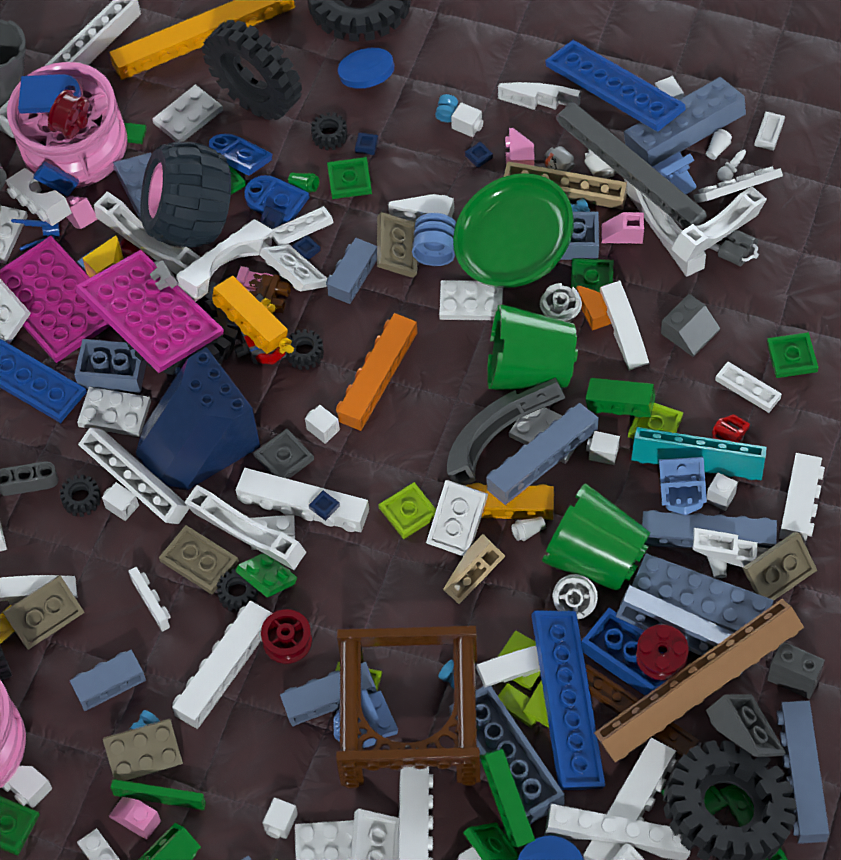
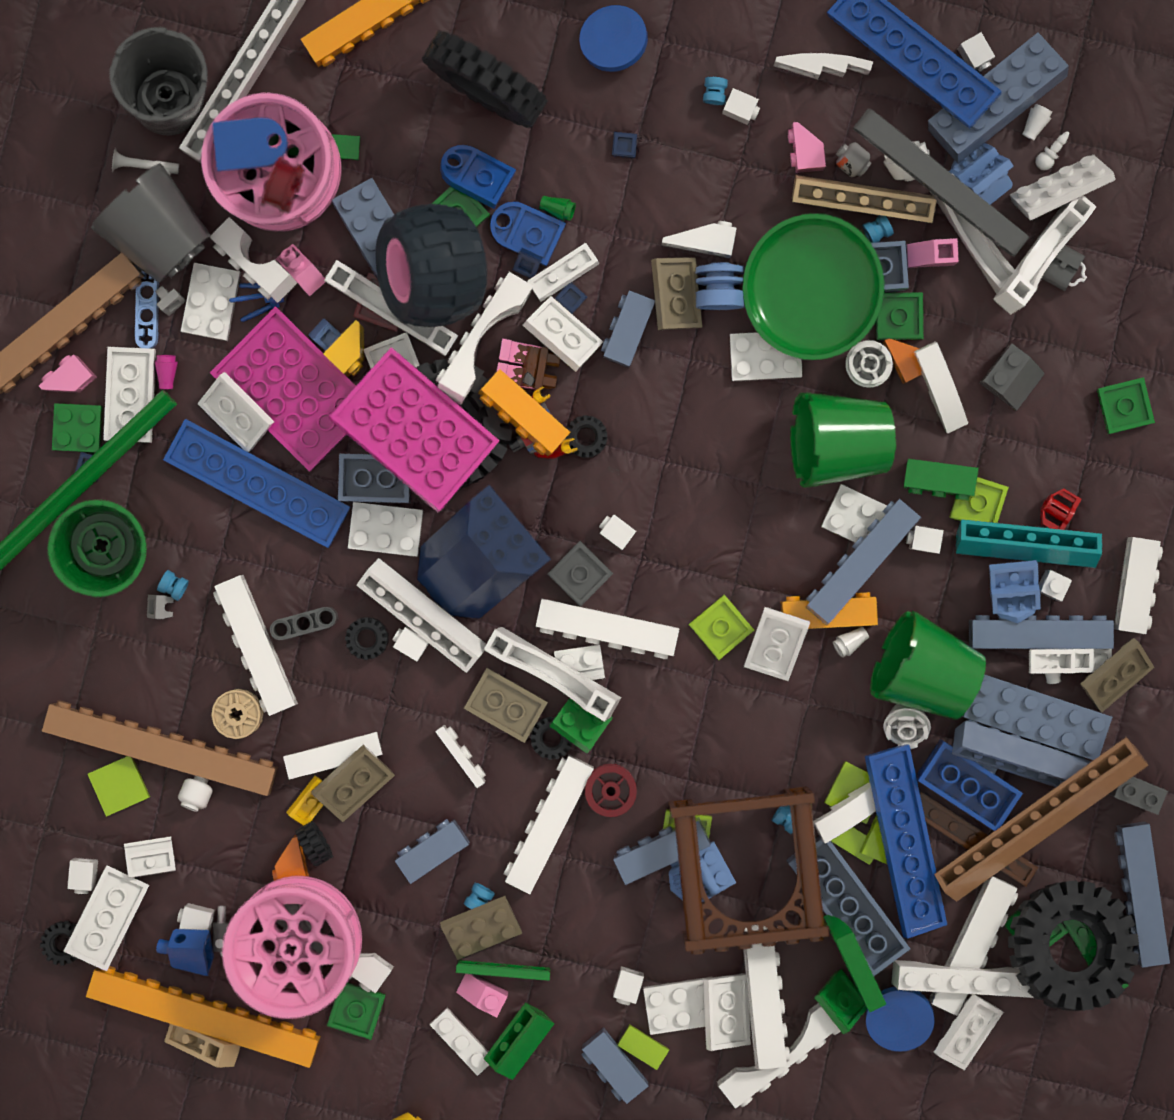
camera: 10 degrees left, 30 degrees up
(56, 178) = (269, 233): blue tile -> none
(165, 275) = (427, 384): light grey tile -> none
(187, 114) = (406, 116): white plate -> none
(324, 505) = (634, 641): dark blue tile -> none
(328, 122) = (575, 119): black tyre -> none
(349, 178) = (610, 198): green plate -> none
(377, 371) = (671, 459): orange brick -> none
(473, 568) = (799, 694): tan slope -> none
(479, 154) = (757, 152): dark blue tile -> none
(490, 421) = (794, 526): dark grey arch -> none
(673, 648) = (1012, 804): dark red wheel -> none
(745, 724) = (1087, 861): dark grey slope -> none
(748, 387) = (1078, 450): white plate -> none
(769, 131) = (1095, 95): white tile -> none

